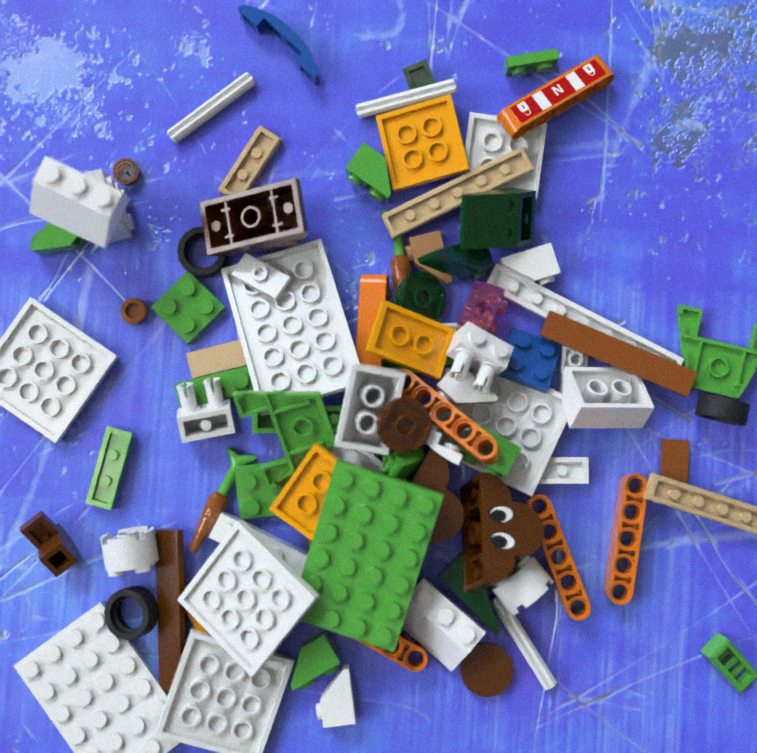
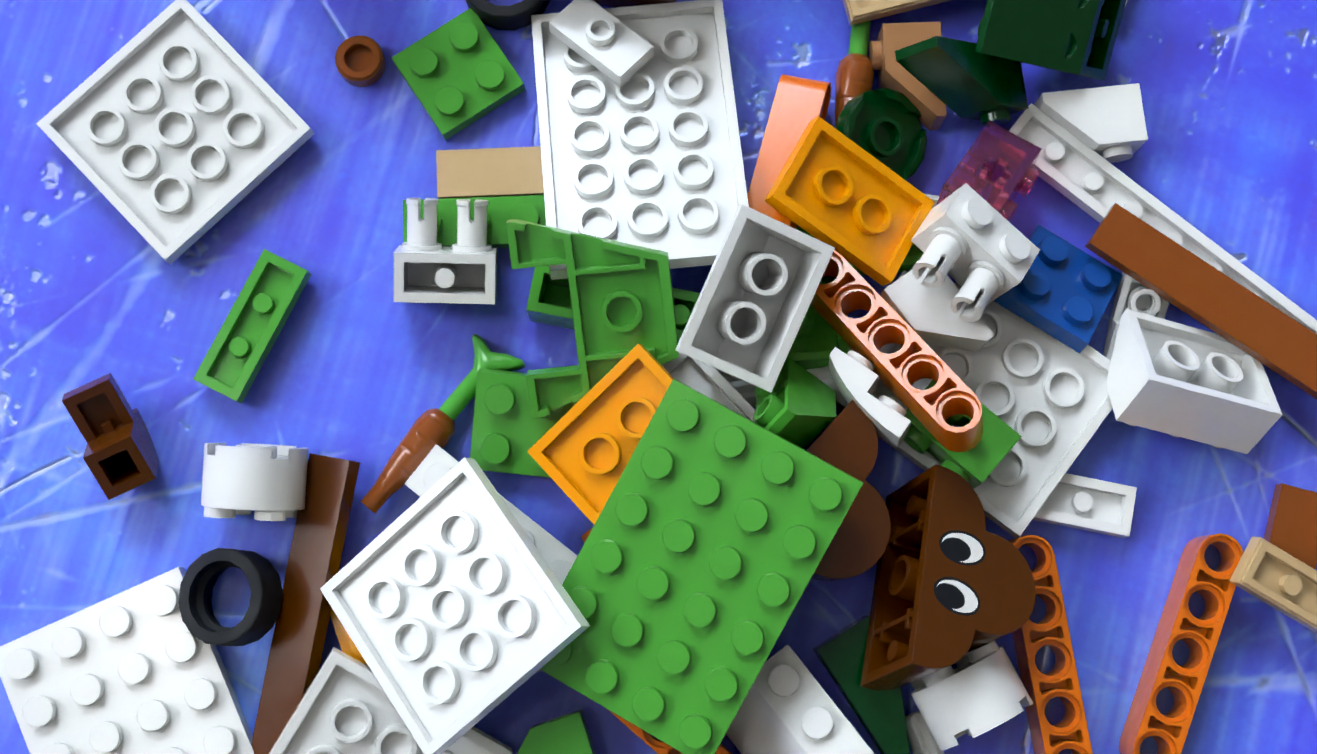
camera: 15 degrees right, 5 degrees down
(403, 424) = (812, 341): reddish brown tile -> none

